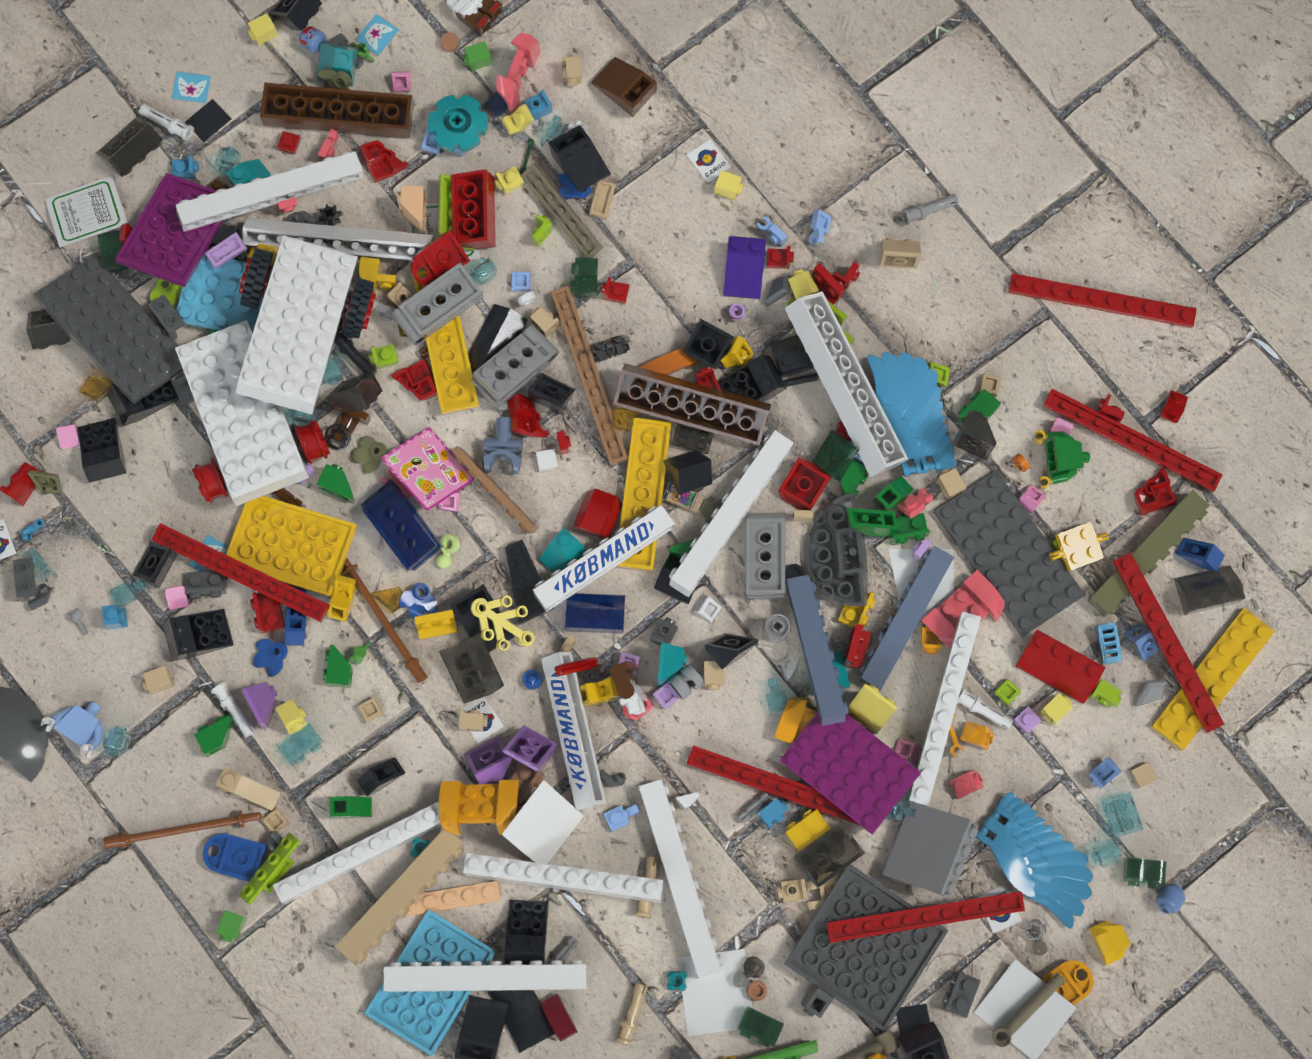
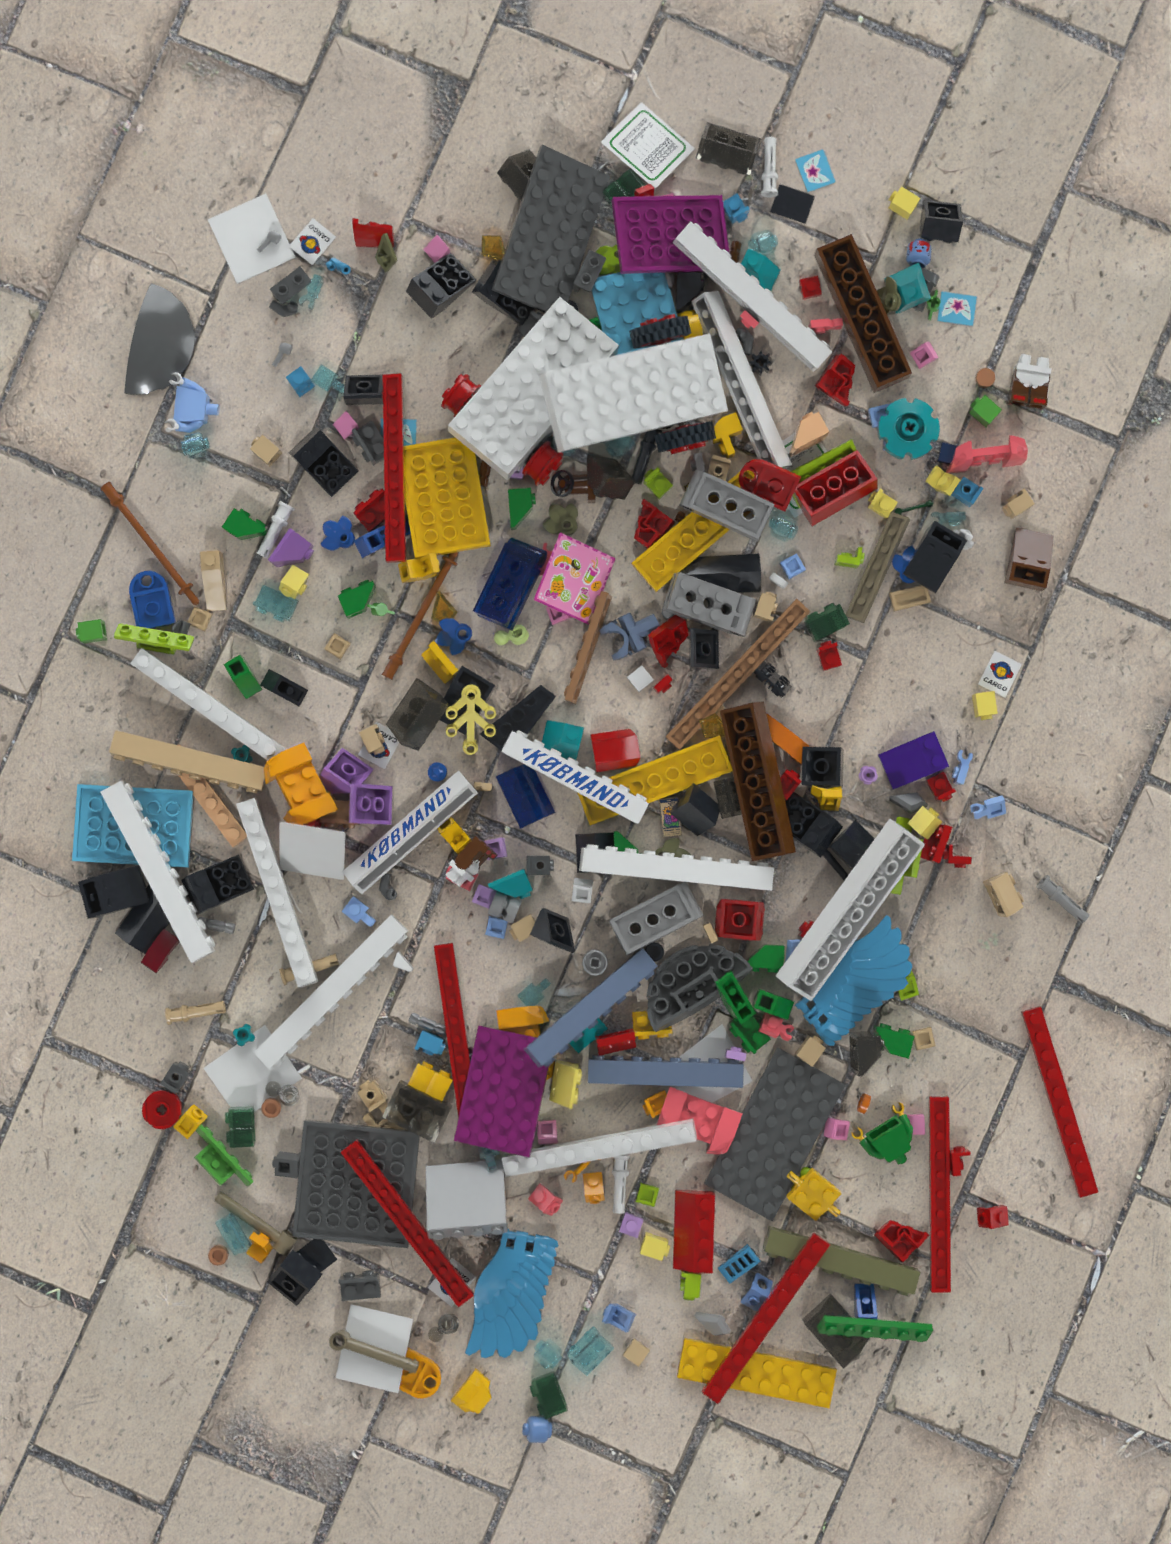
camera: 60 degrees right, 10 degrees up
(226, 250) = (675, 289): lavender plate -> none
(576, 666) = (466, 805): red axle -> none
(699, 700) = (496, 927): none -> light blue tile
(835, 455) = (779, 934): clear green plate -> none
(1222, 552) = (875, 1328): none -> green plate

